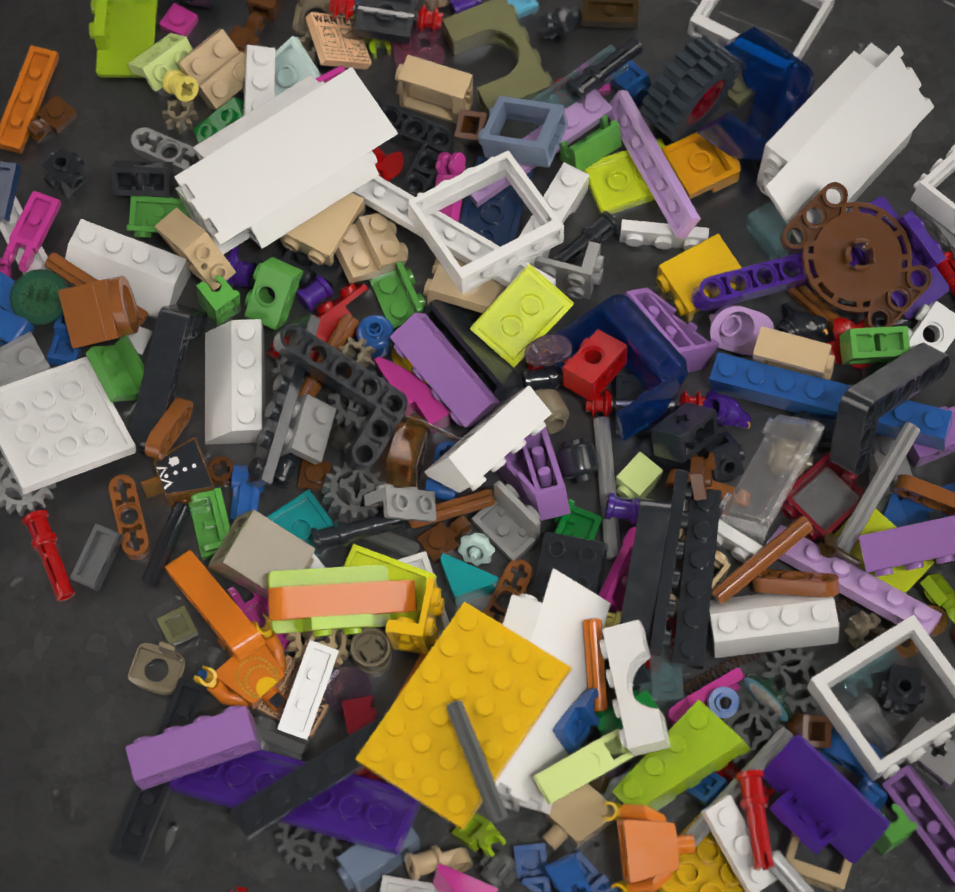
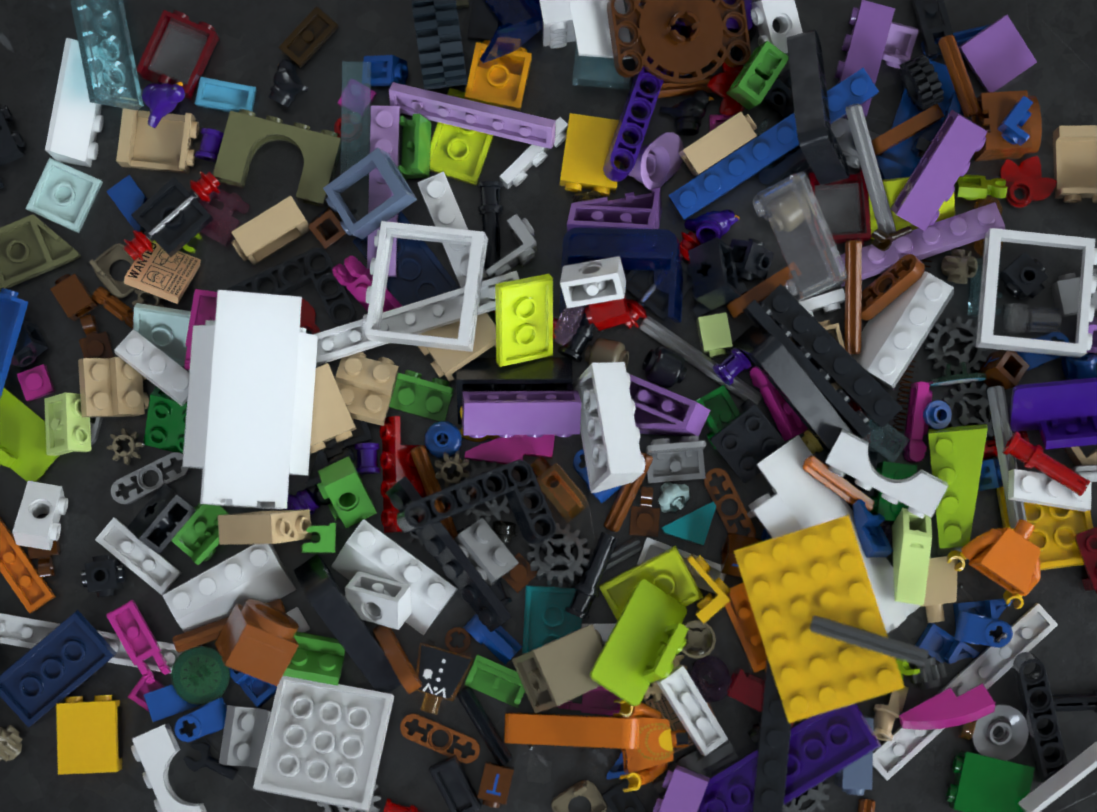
camera: 55 degrees left, 15 degrees up
(75, 91) = (37, 500): none -> white brick
(98, 195) = (137, 556): none -> white plate
(123, 586) = (495, 784): none -> reddish brown brick
(177, 626) = (559, 767): olive plate -> none
(182, 86) = (99, 429): light yellow bush -> none
(205, 380) = (379, 599): none -> white brick
(284, 26) = (114, 305): none -> dark orange axle
(341, 599) = (650, 636): orange beam -> none
(403, 503) = (603, 527): light grey bracket -> none
(433, 427) = (566, 460): sticker -> none
(595, 76) = (364, 102): black pin -> none
(595, 336) = (593, 282): none -> white brick
(701, 475) = (762, 292): reddish brown plate -> none

